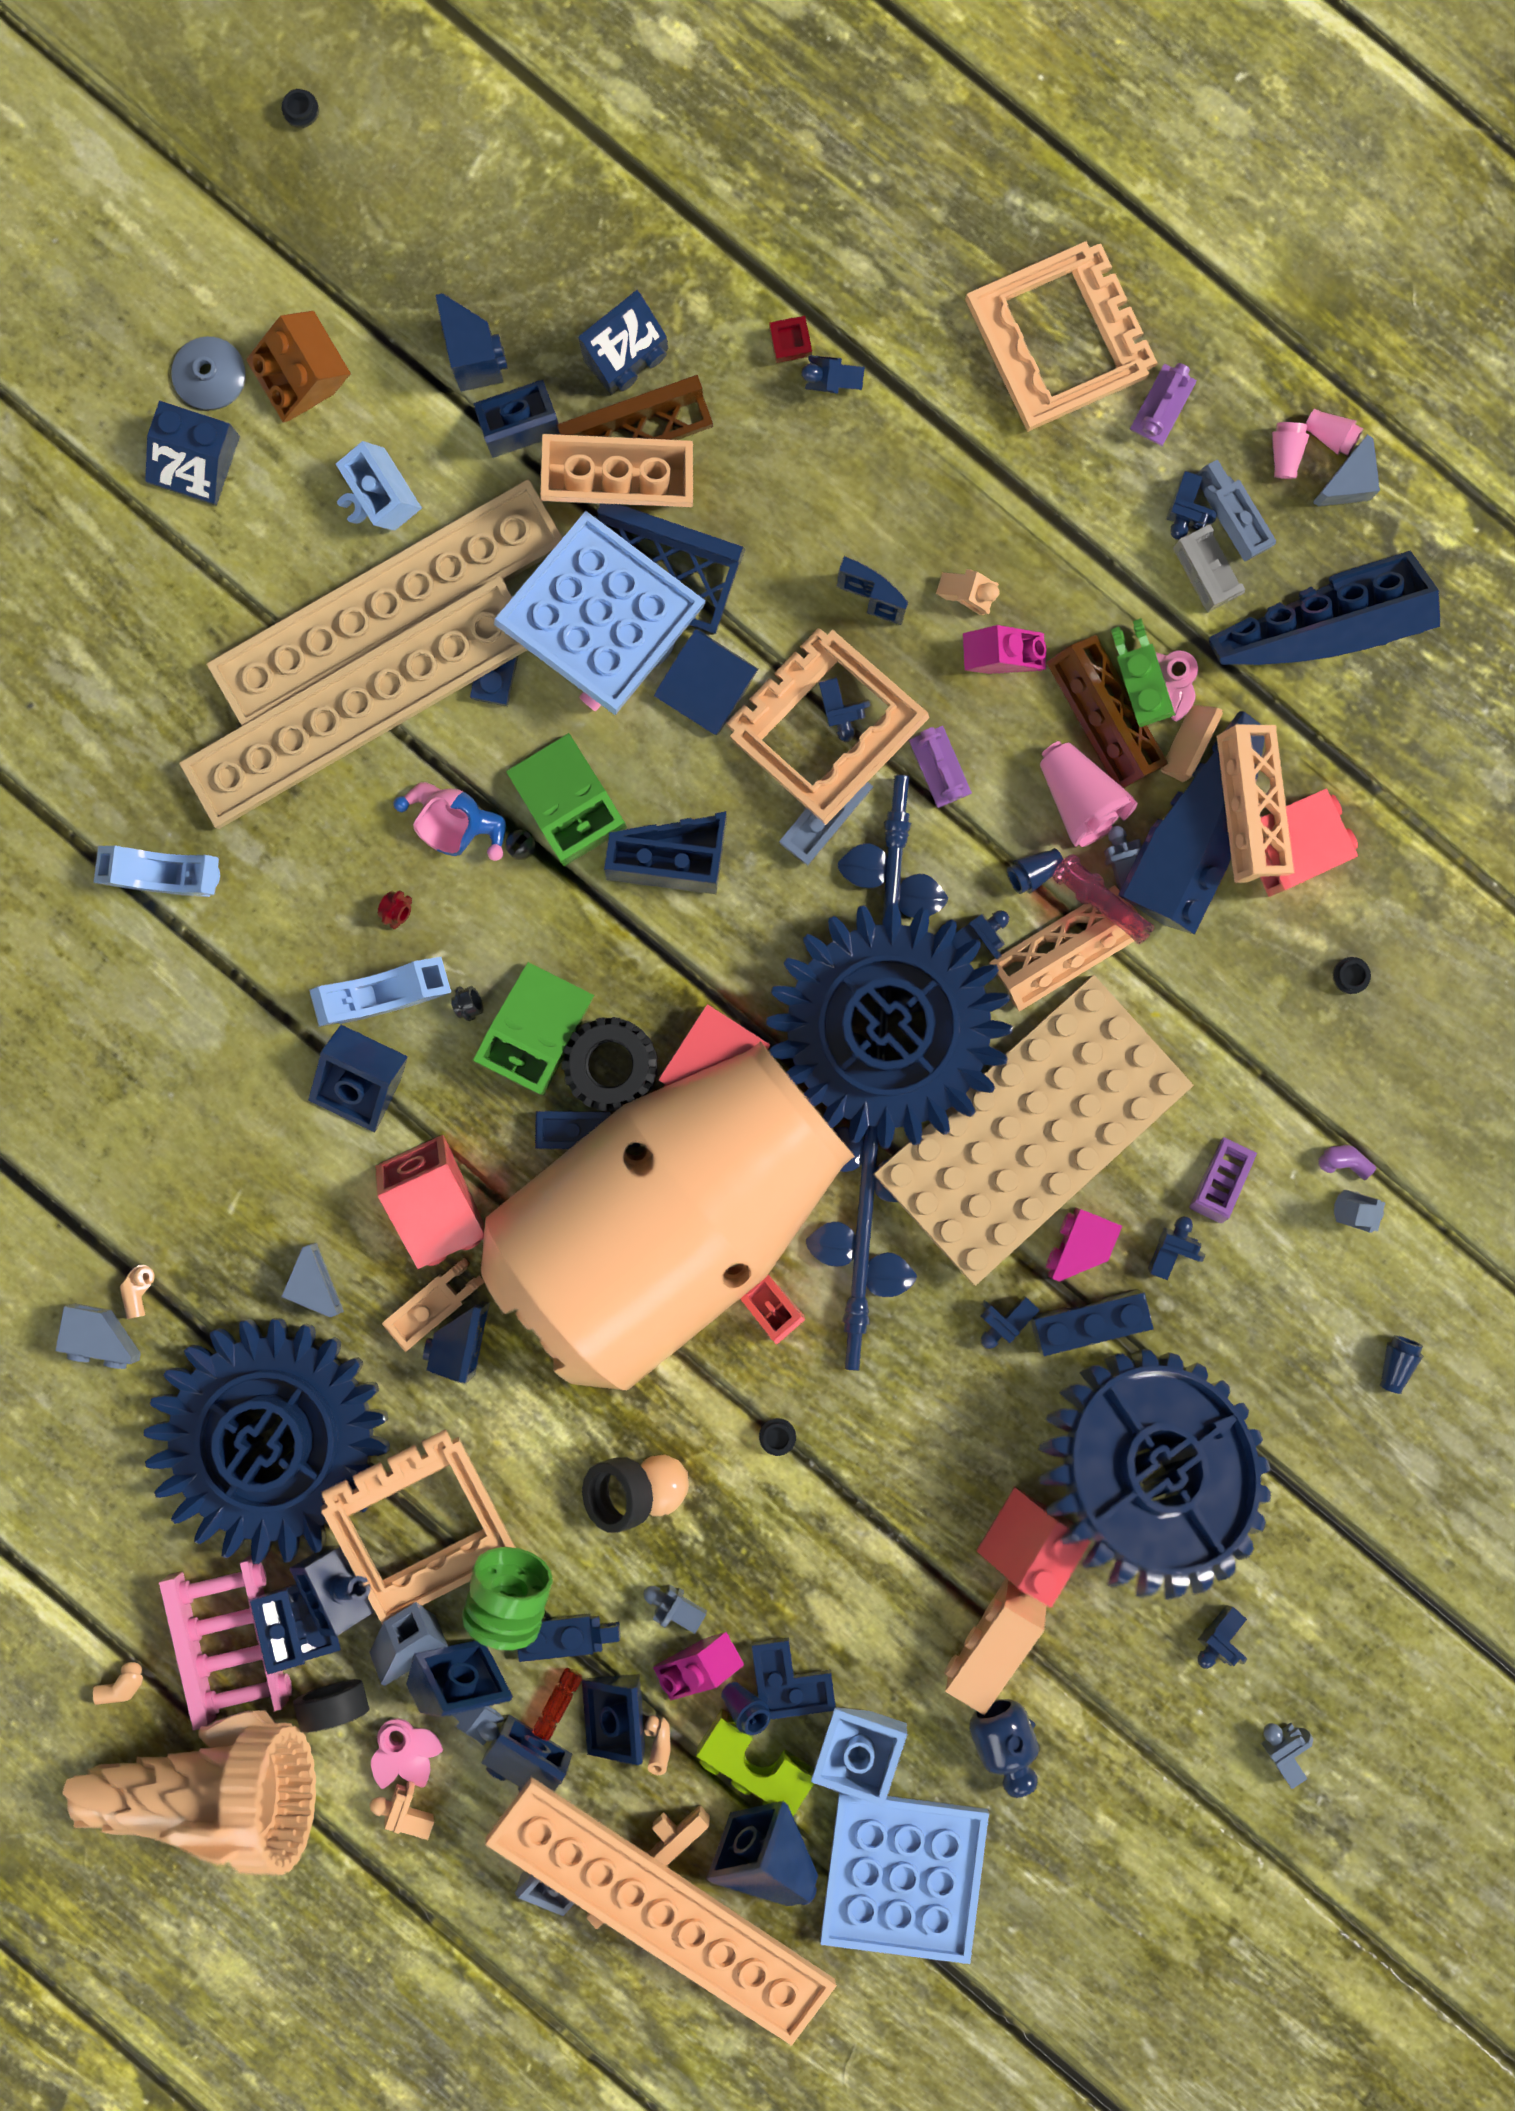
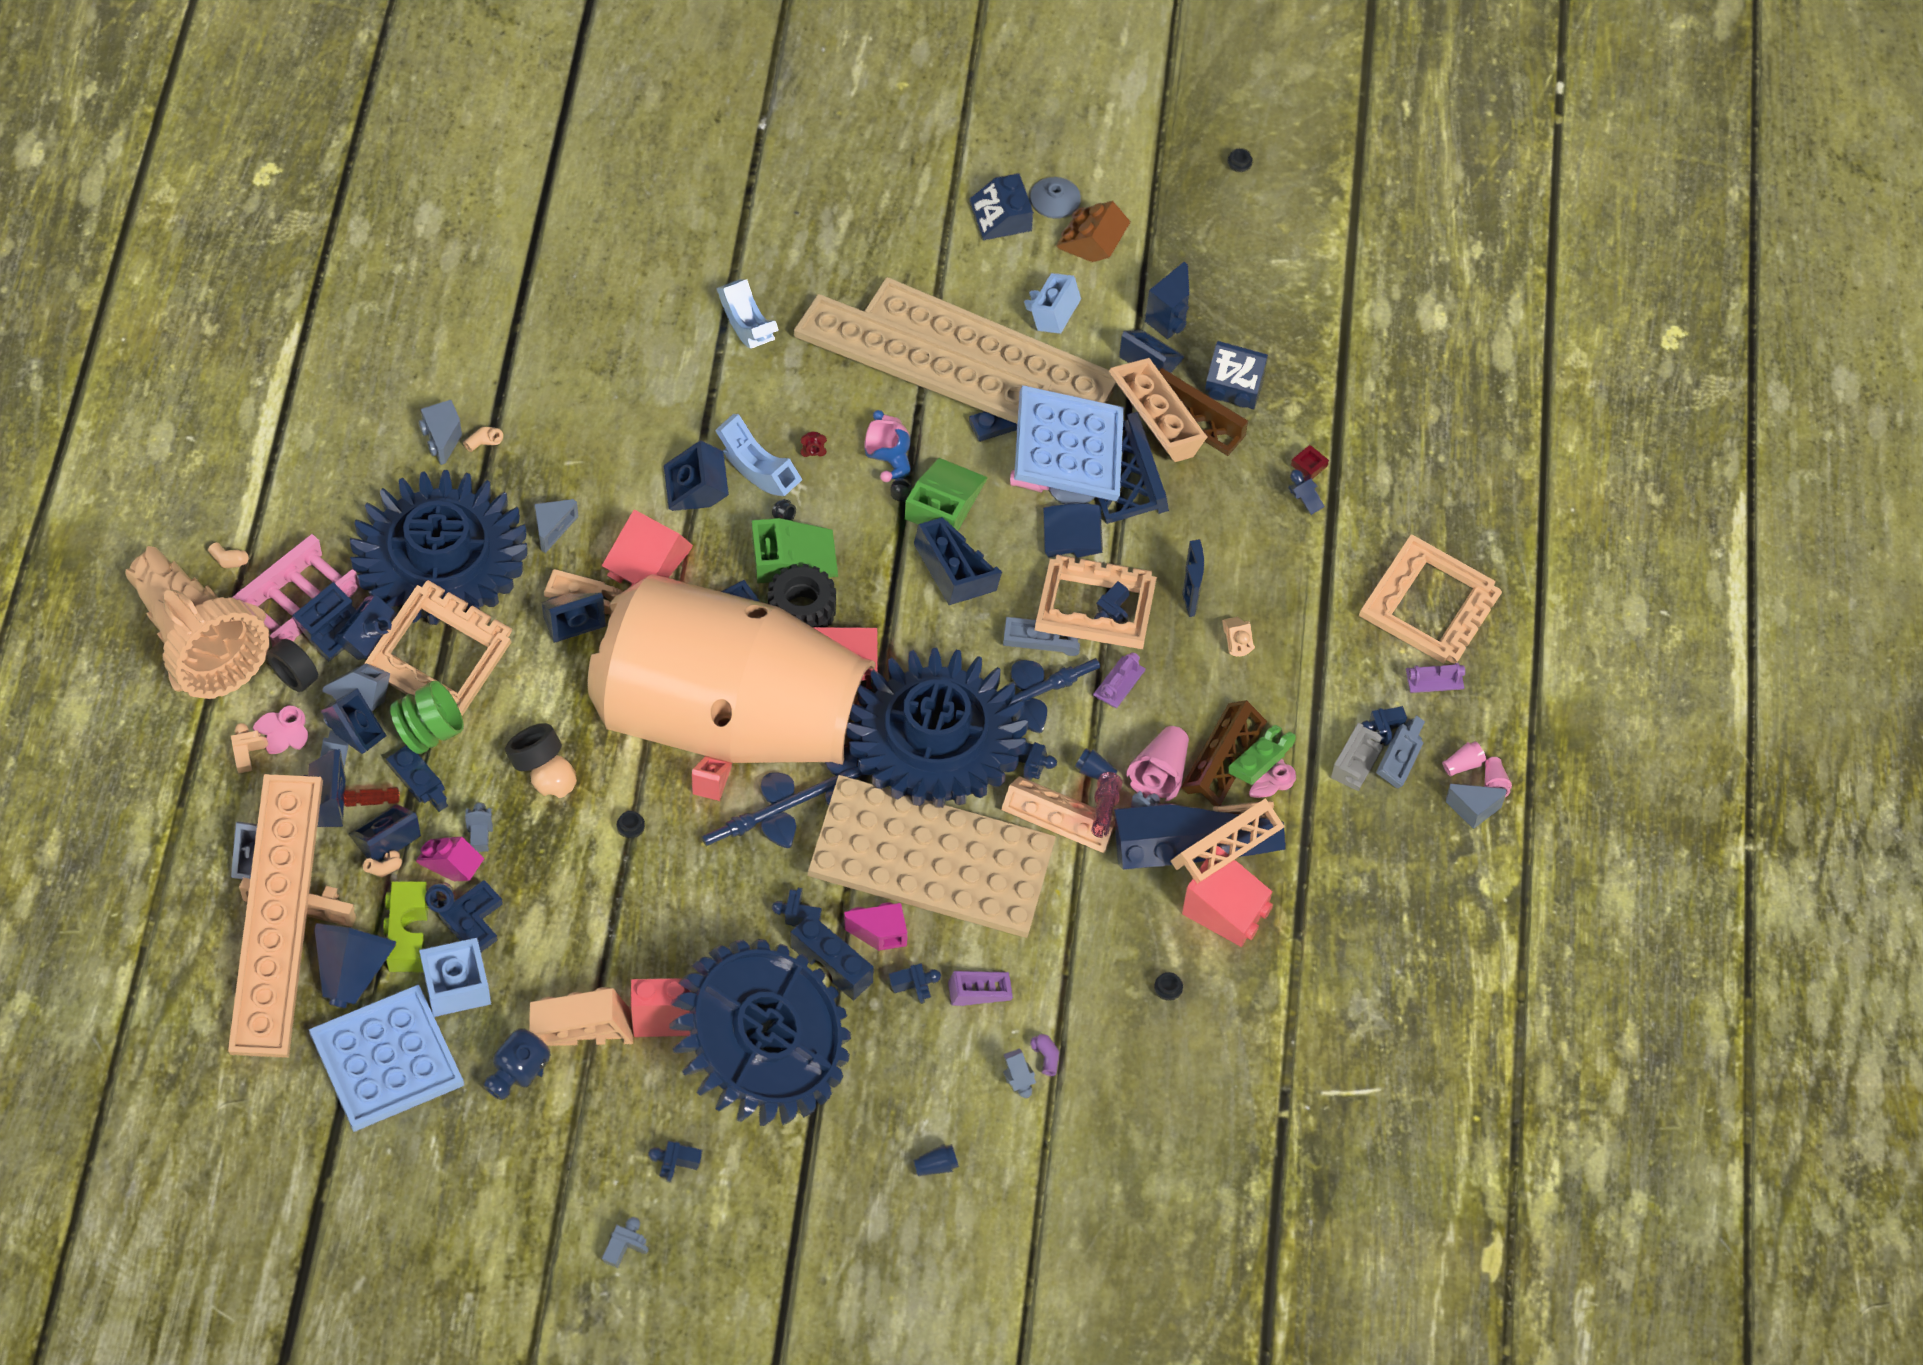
camera: 50 degrees right, 30 degrees down
(1004, 650) = (1217, 673): dark pink slope -> none
(1348, 615) = (1399, 856): dark blue wedge -> none

